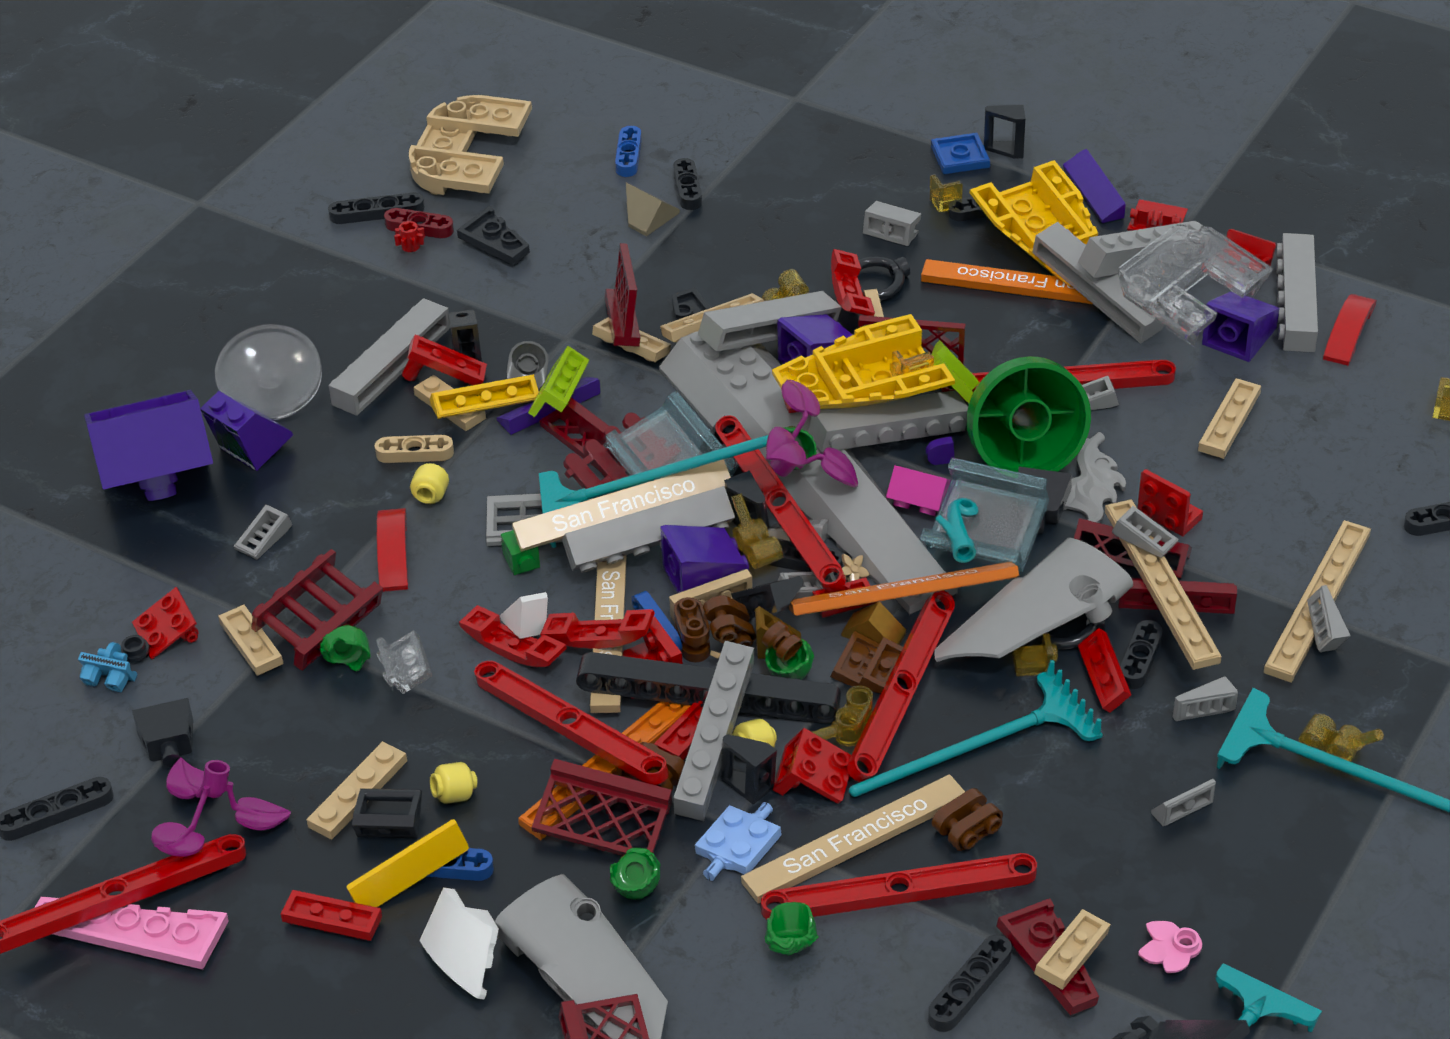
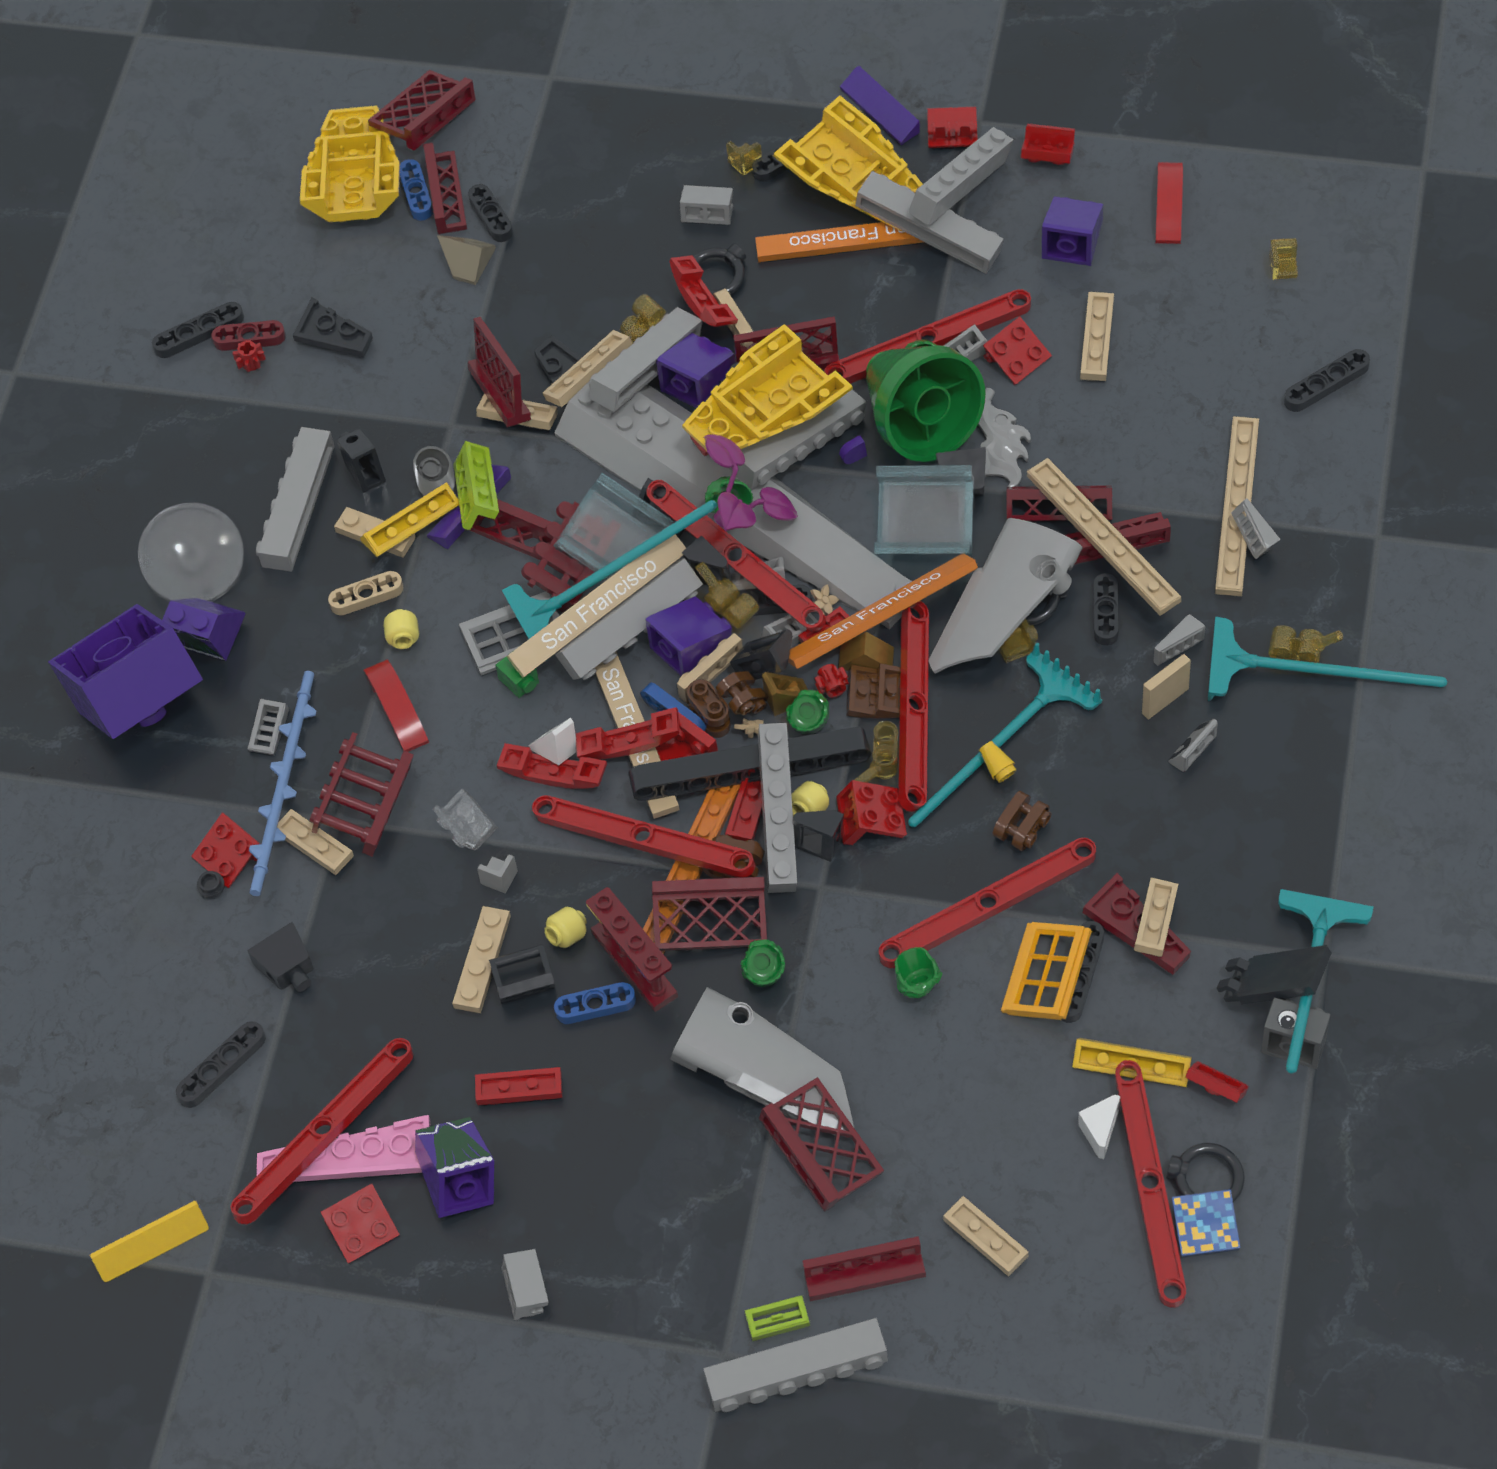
camera: 15 degrees left, 15 degrees up
(105, 994) = (359, 1223): none -> red hinge
(109, 663) = (209, 912): dark azure hips -> none
(187, 782) = (332, 1000): magenta plant -> none
(224, 968) = (455, 1166): none -> dark purple slope
(244, 586) = (282, 790): none -> medium blue plant
(346, 646) = (408, 822): green hair -> none
(409, 866) = (568, 1021): yellow slope -> none
(412, 718) = (498, 873): none -> light grey panel
(441, 153) = (230, 229): tan plate -> none
(442, 359) = (352, 491): red piece -> none
(461, 941) = (646, 1077): white slope -> none
(505, 817) = (631, 949): none -> dark red fence
(573, 119) = (351, 168): none -> yellow wedge
(646, 156) = (436, 188): none -> dark red fence
(667, 91) = (432, 116): none -> dark red fence
(737, 840) = (834, 902): light blue plate -> none
(782, 641) = (799, 700): reddish brown wheel -> none
(827, 639) = (831, 680): none -> red gear
(851, 839) = (931, 868): tan tile -> none
(901, 366) = (798, 386): clear yellow bracket -> none
(917, 489) = (851, 498): dark pink slope -> none
(944, 990) = (1070, 975): none -> light orange piece
(960, 153) = (737, 100): blue tile -> none
(962, 546) = (904, 536): teal plant -> none
(964, 379) = (830, 360): lime slope -> none
(965, 758) = (997, 762): none -> yellow cone
(1013, 113) = (786, 78): black tile -> none
(1104, 670) = (1082, 636): red plate -> none
(1135, 521) = (1072, 500): light grey slope -> none
(1142, 409) = (1016, 350): none -> red hinge
(1167, 503) = (1076, 450): red bracket -> none
(1170, 946) = (1227, 887): bright pink plate -> none
(1173, 735) = (1166, 686): none -> tan tile
(1177, 261) = (993, 189): clear slope -> none
(1298, 292) = (1110, 177): light grey brick -> none

